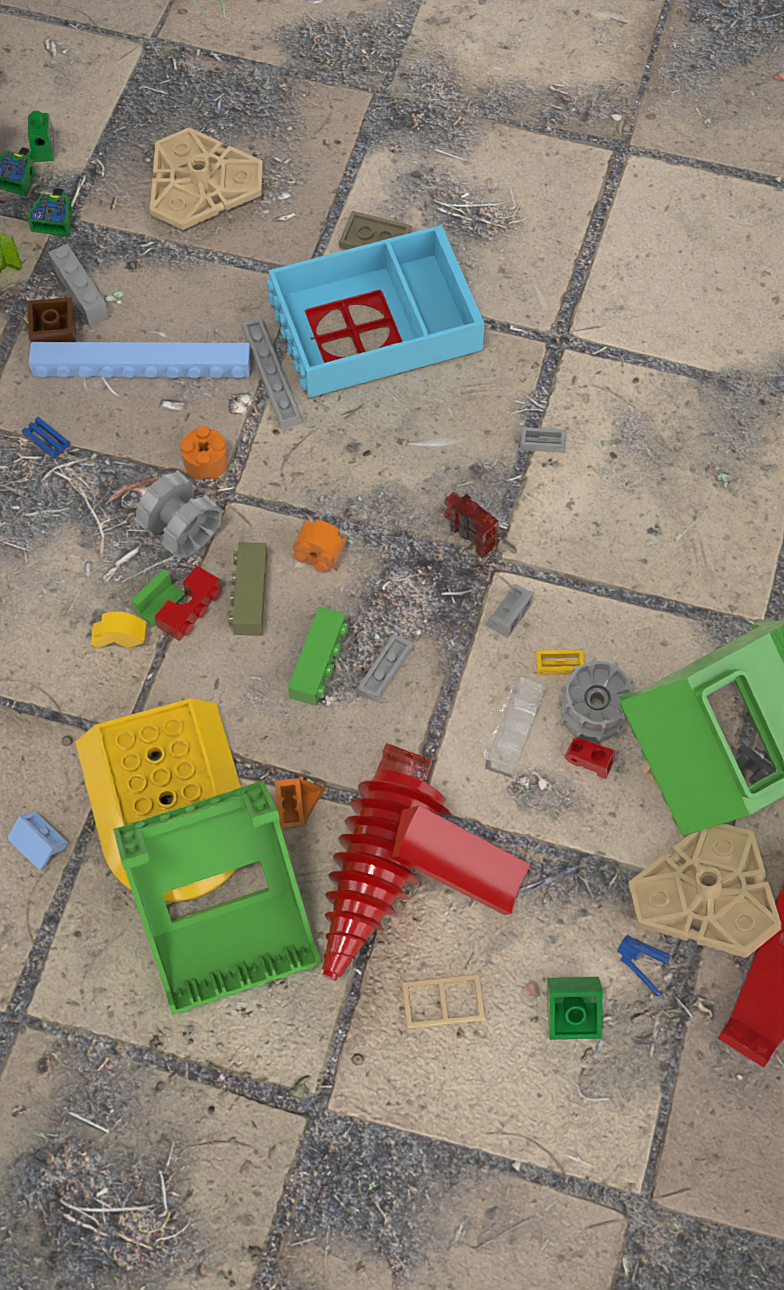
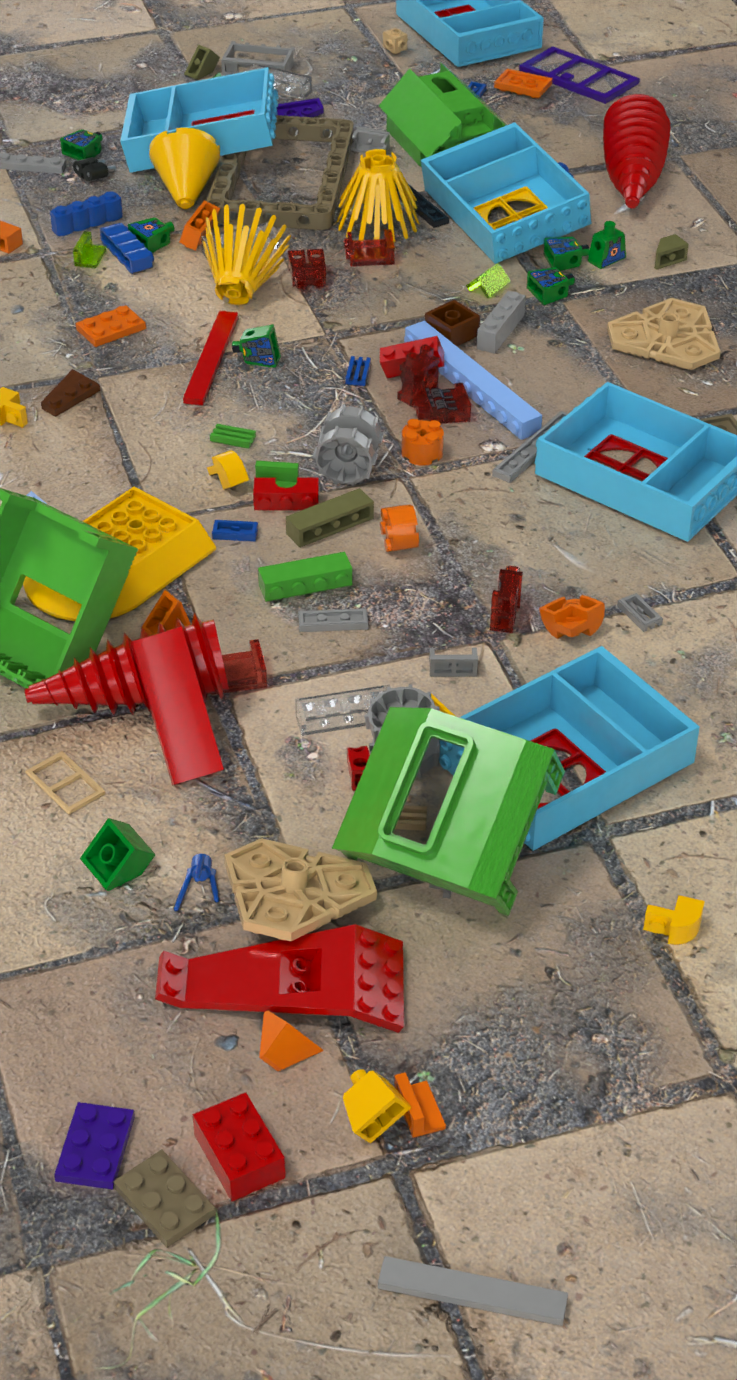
camera: 55 degrees right, 20 degrees down
(55, 593) = (233, 436): none -> bright green tile
(72, 395) = (394, 355): none -> red arch
(83, 96) = (670, 251): none -> olive slope
(115, 399) = (418, 372): none -> clear red hips
(160, 403) = (443, 405): none -> clear red hips
(188, 688) = (235, 530): none -> blue tile
(524, 490) = (572, 616): none -> orange brick
(679, 551) = (607, 724): none -> medium azure panel

